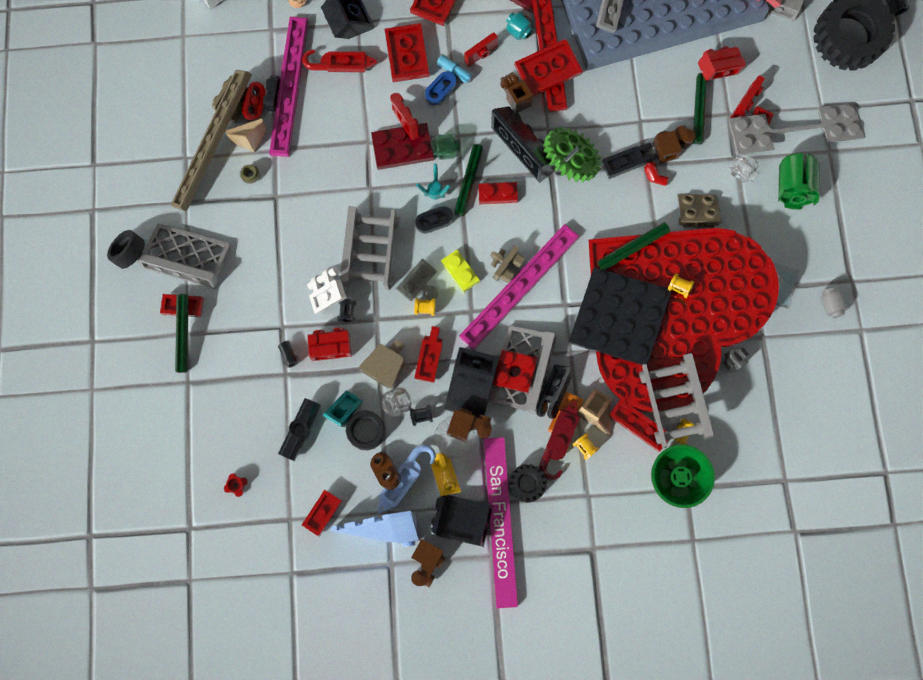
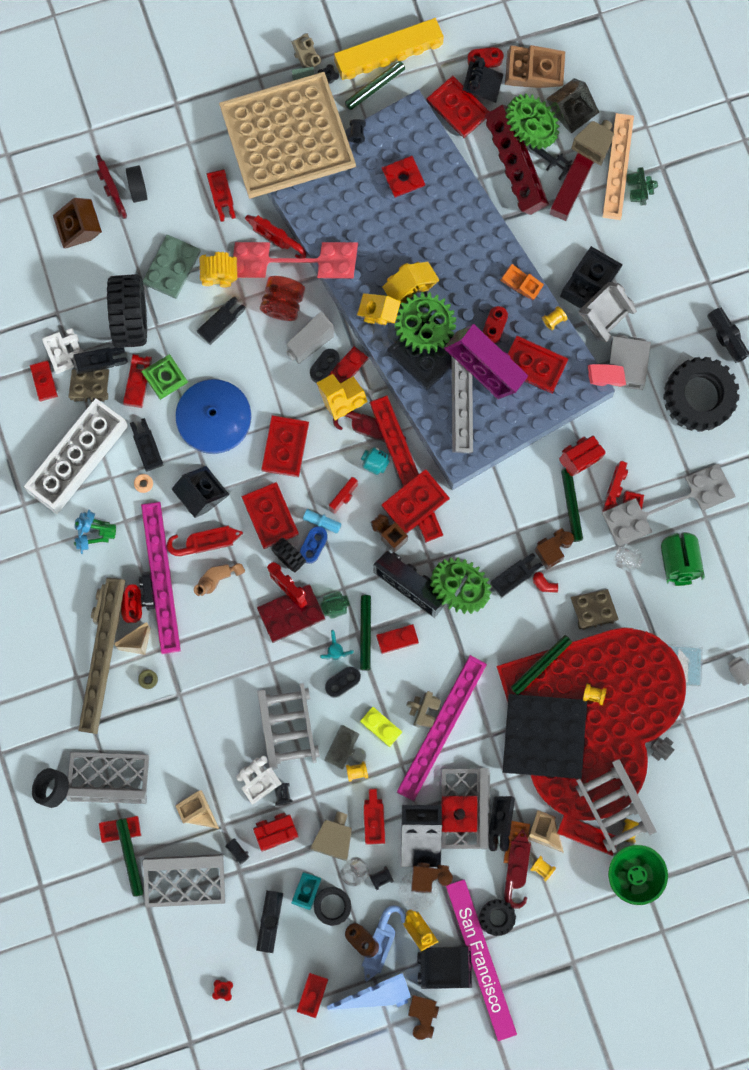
camera: 20 degrees left, 0 degrees up
(232, 352) = (189, 863): none -> light grey fence
(236, 18) = (84, 524): none -> plant
(260, 305) = (196, 811): none -> tan slope
(339, 94) = (211, 578): none -> medium nougat arm
(413, 89) = (288, 555): none -> black tyre

